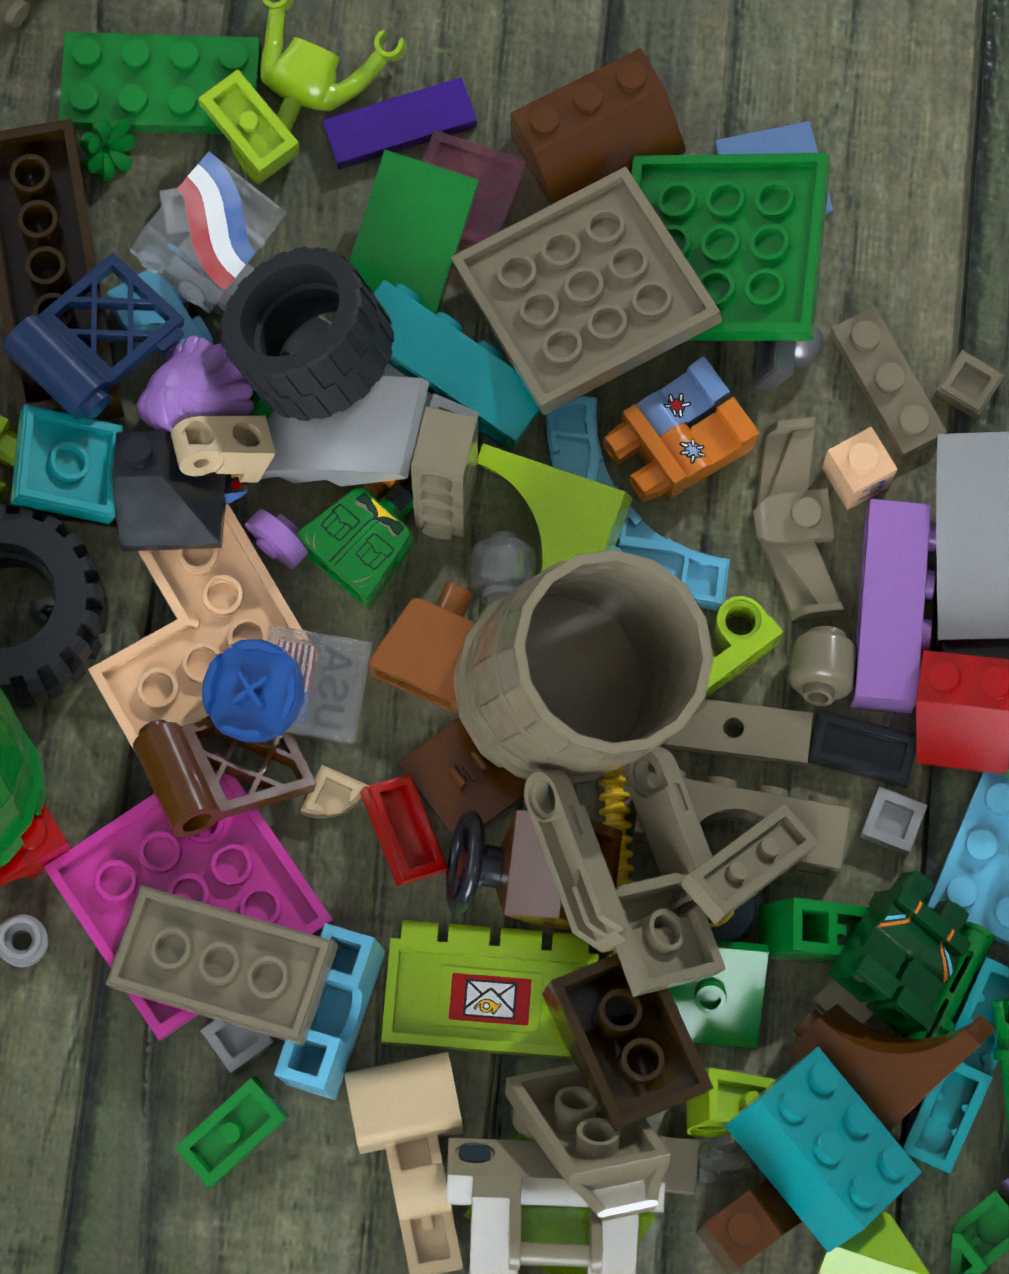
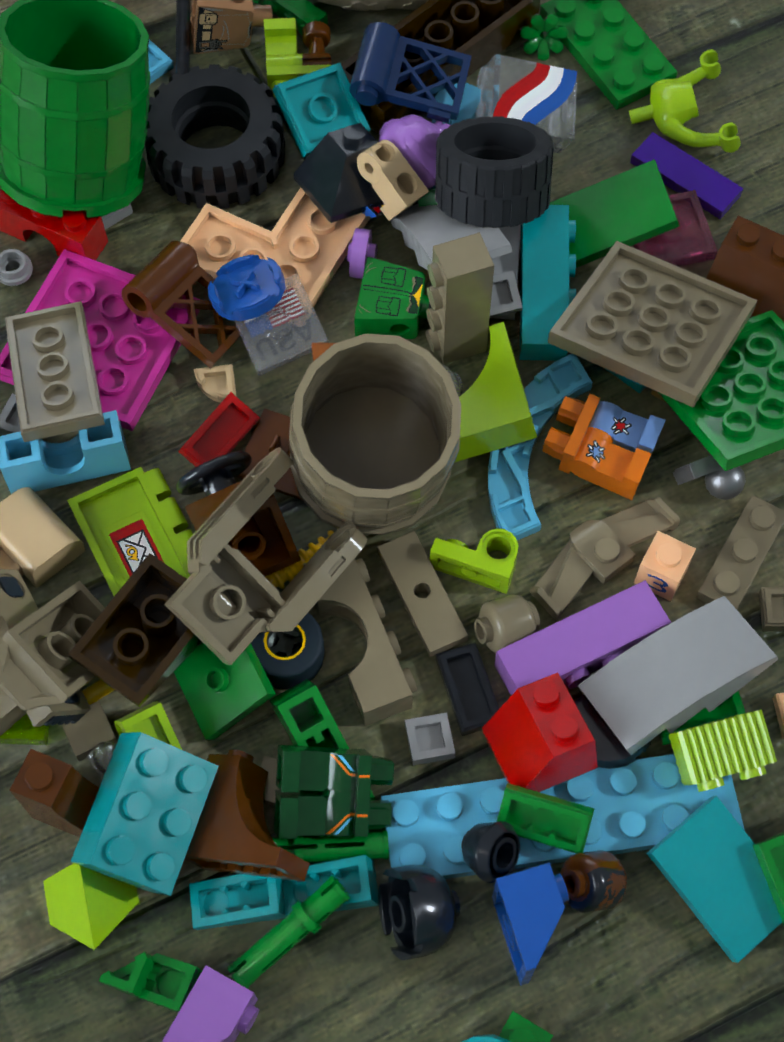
camera: 60 degrees right, 10 degrees down
(255, 132) = (613, 92): lime plate -> none
(749, 864) = (317, 637): dark tan plate -> none

